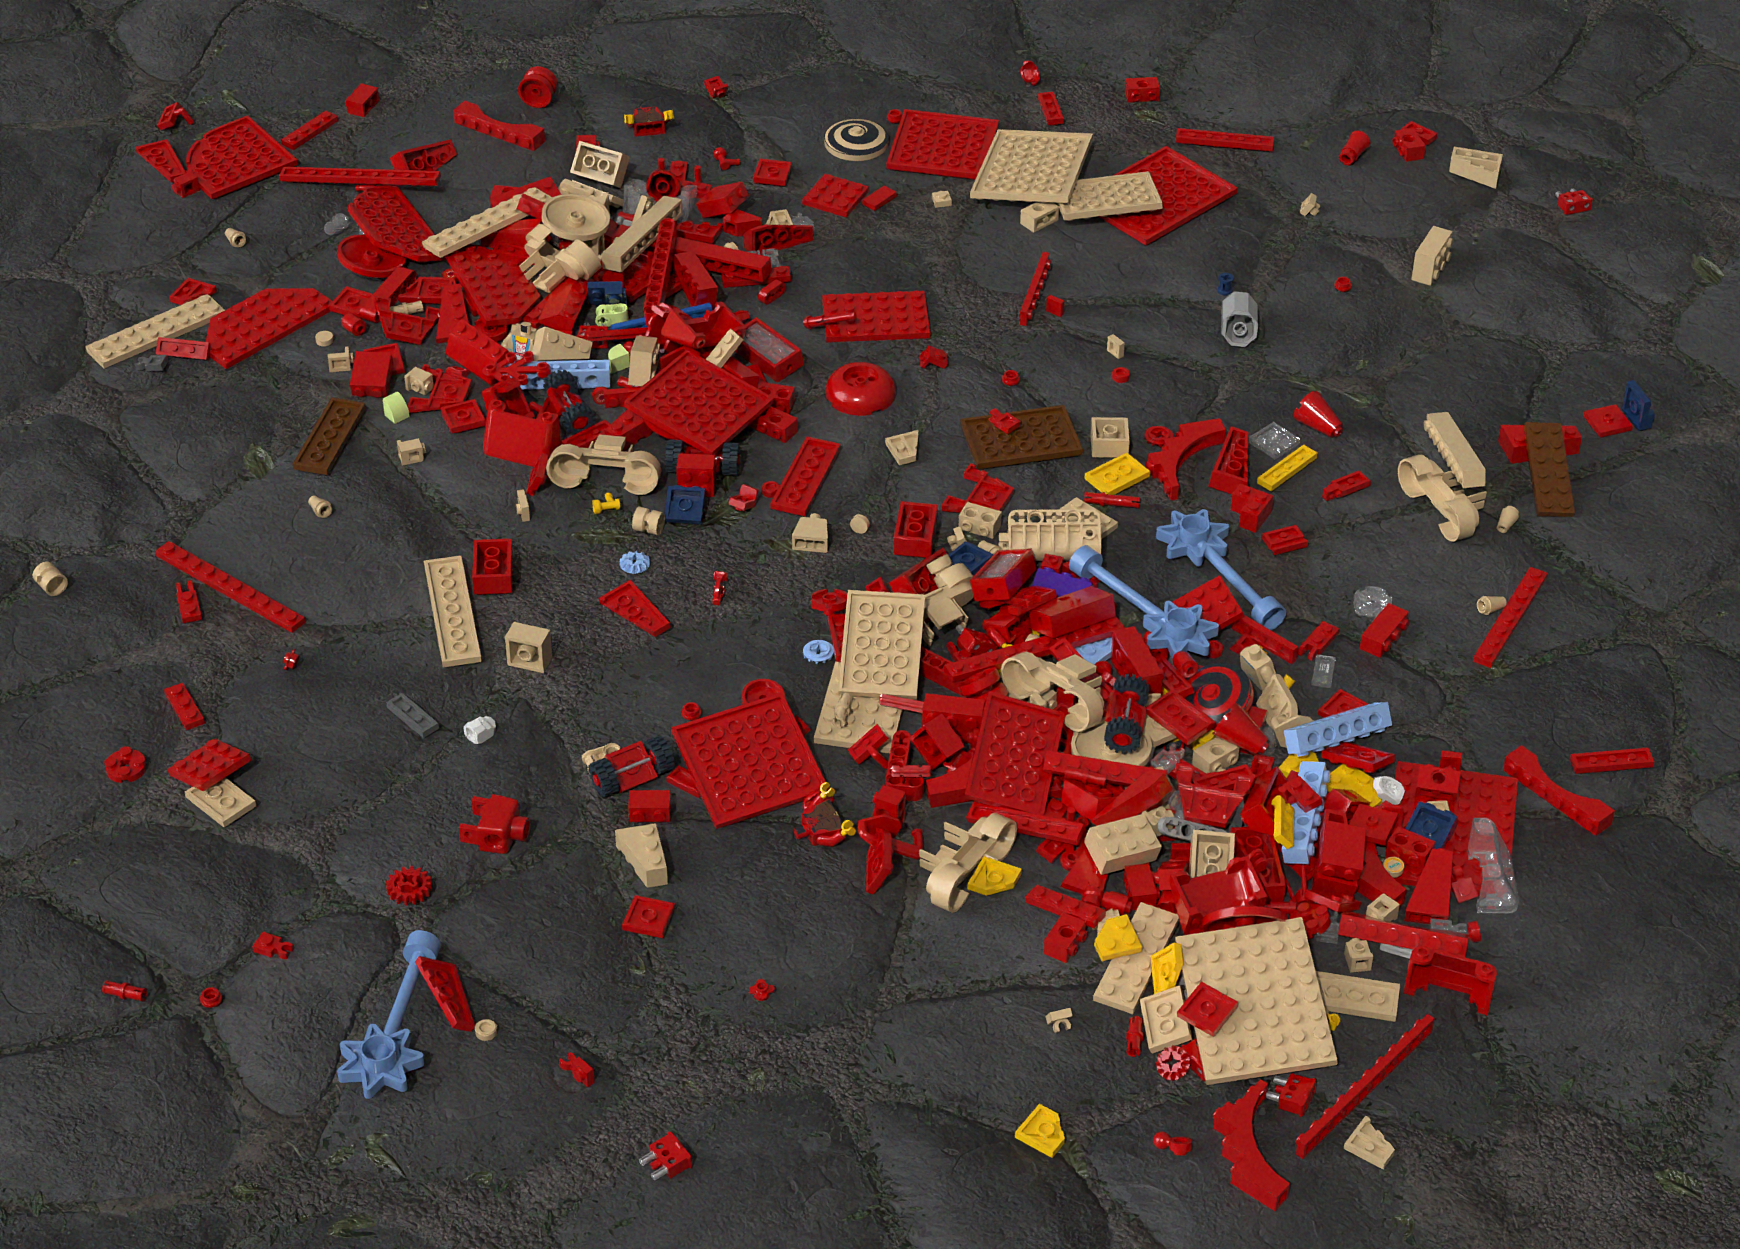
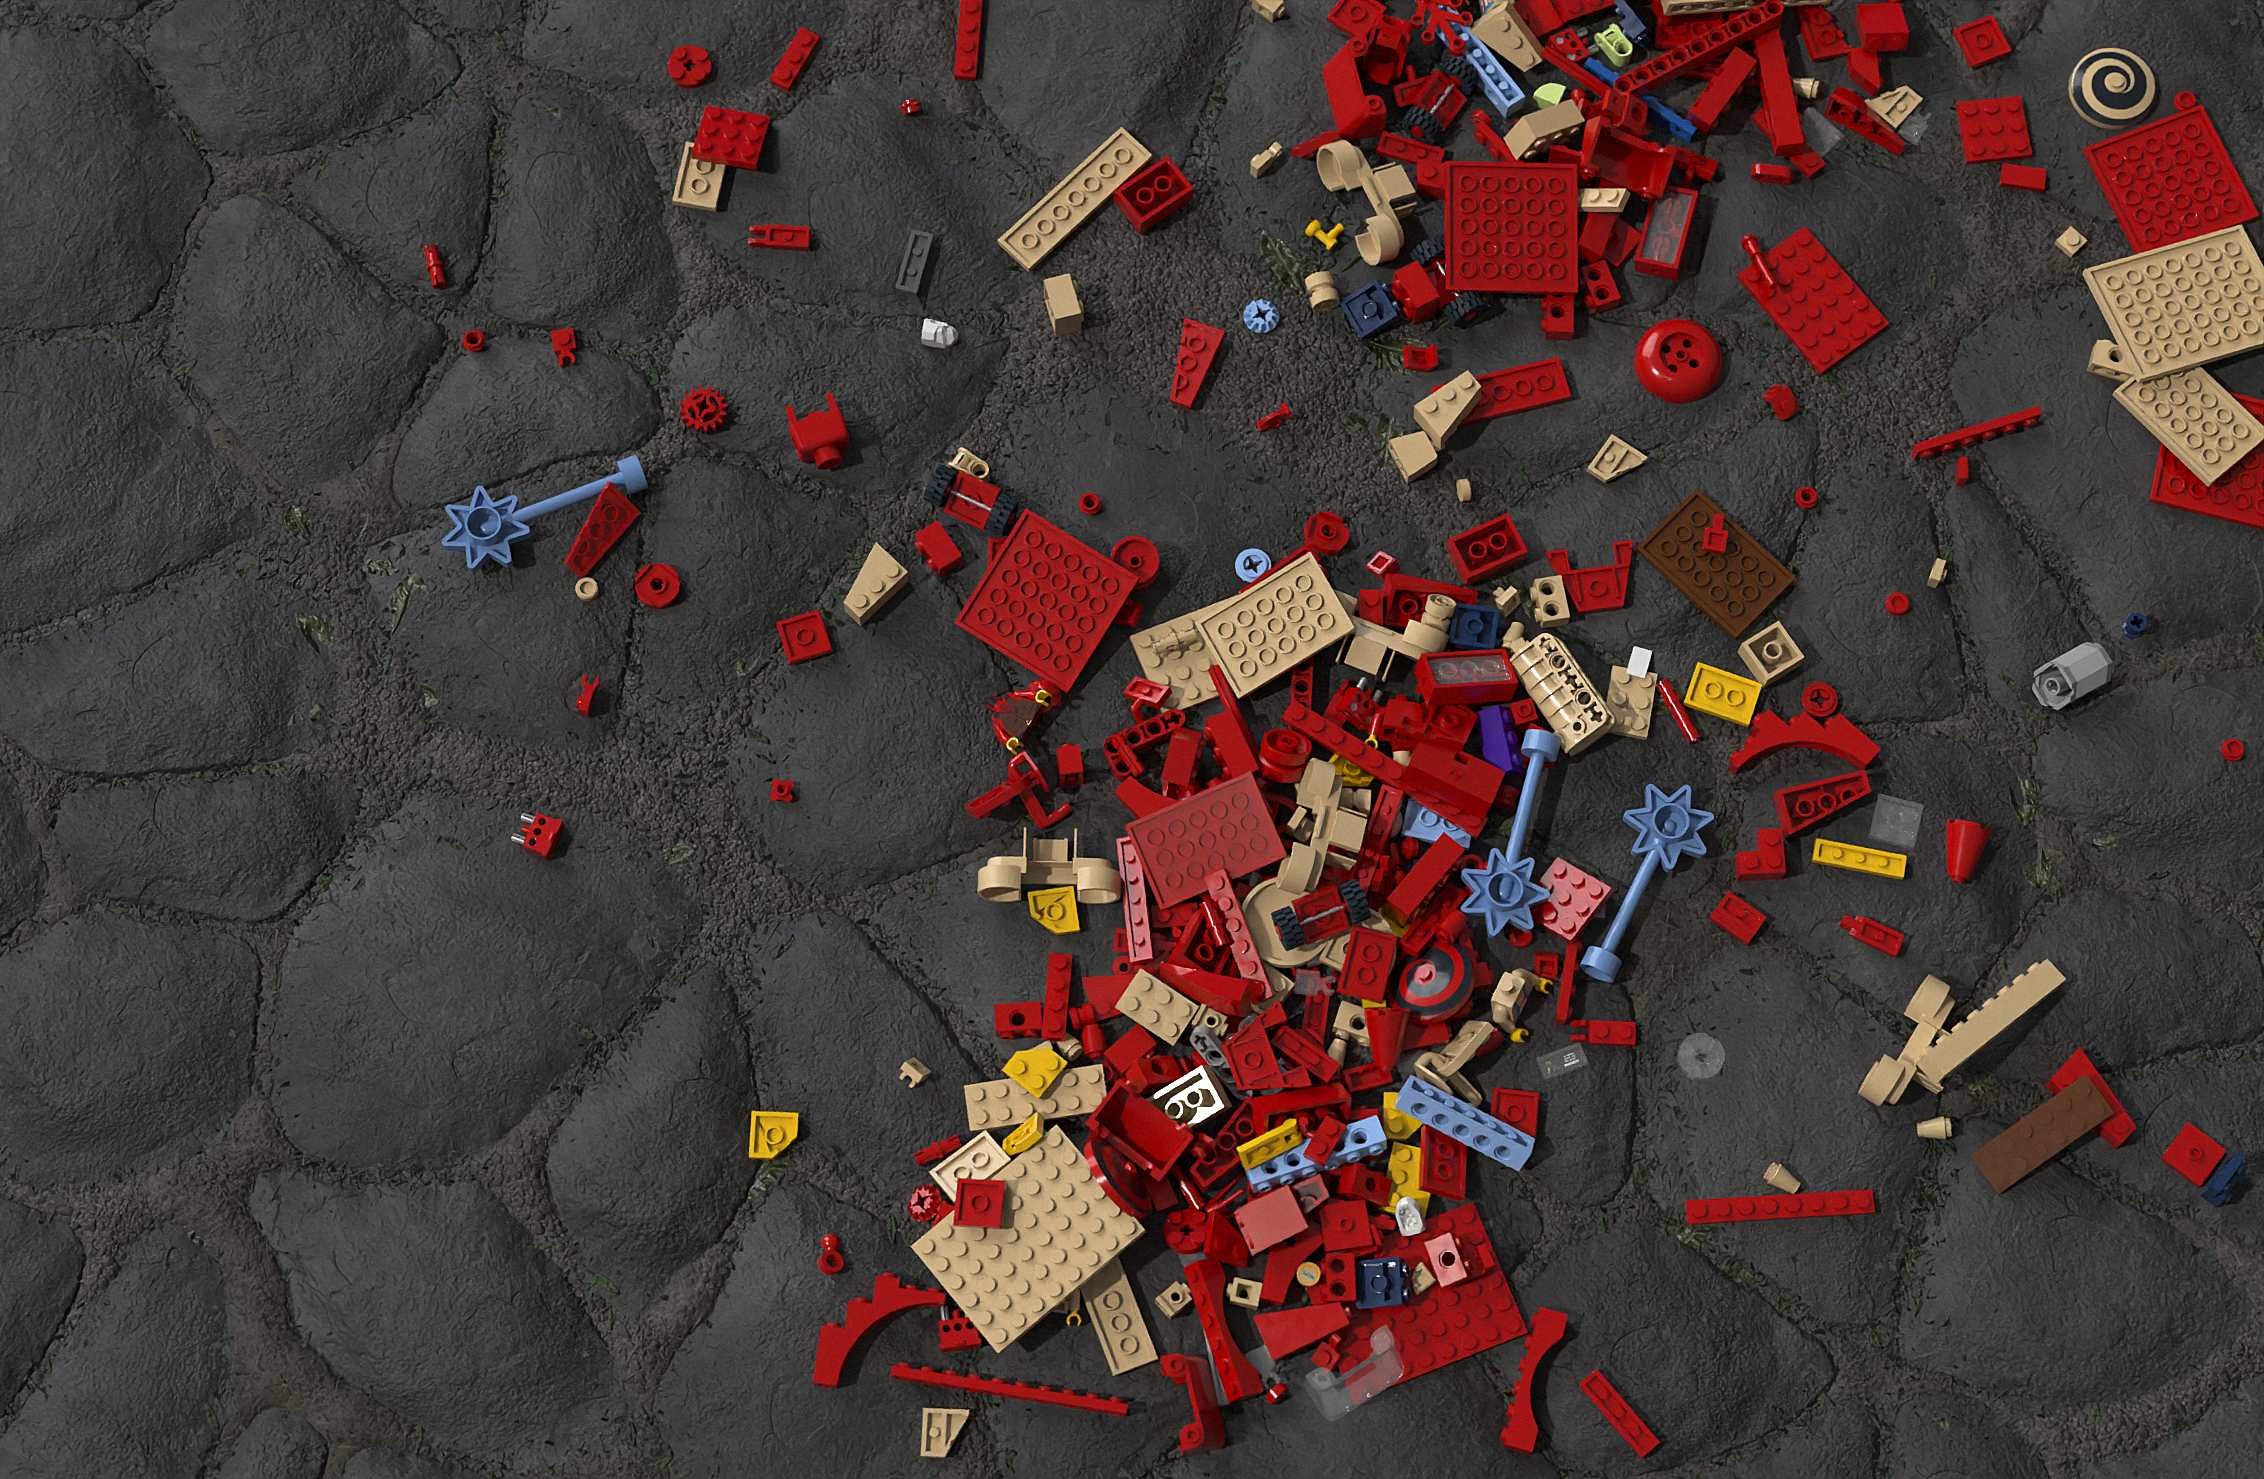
camera: 55 degrees right, 30 degrees up
(315, 778) = (781, 237): none -> red hinge
(525, 993) = (657, 598): none -> red plate
(769, 489) = (1459, 368): red tile -> none
(798, 496) = (1447, 407): none -> tan wedge
(1060, 501) = (1639, 662): none -> white sticker
(1384, 630) = (1661, 1091): red brick -> none

